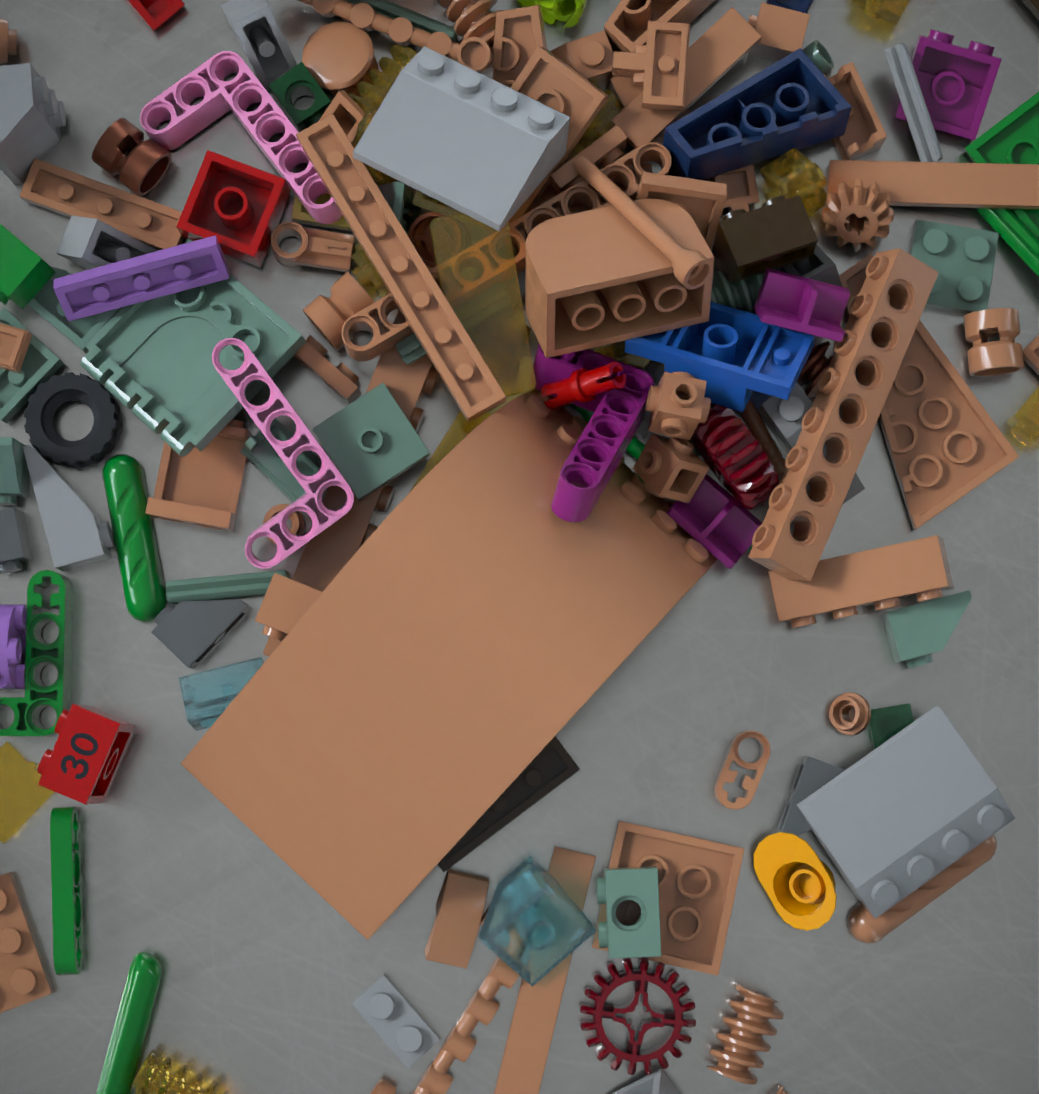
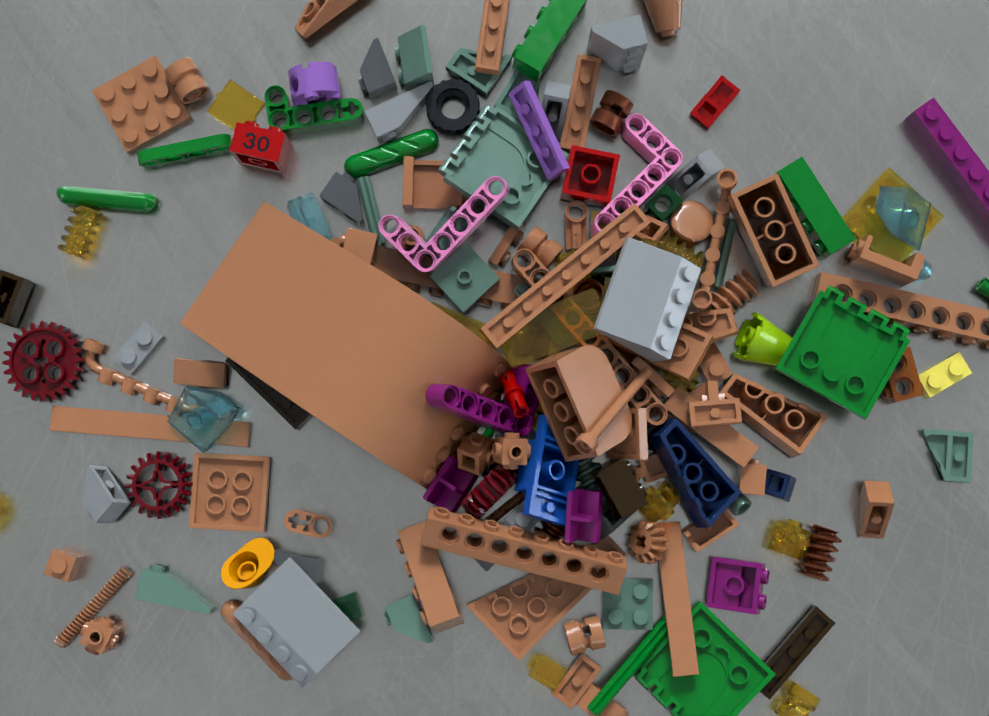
camera: 75 degrees right, 0 degrees up
(642, 936) = (200, 474): sand green brick -> none
(746, 1036) = (155, 550): nougat piece -> none
(818, 1025) = (167, 589): none -> sand green slope
(840, 710) = (349, 577): nougat plate -> none
(913, 103) = (720, 565): light grey axle -> none

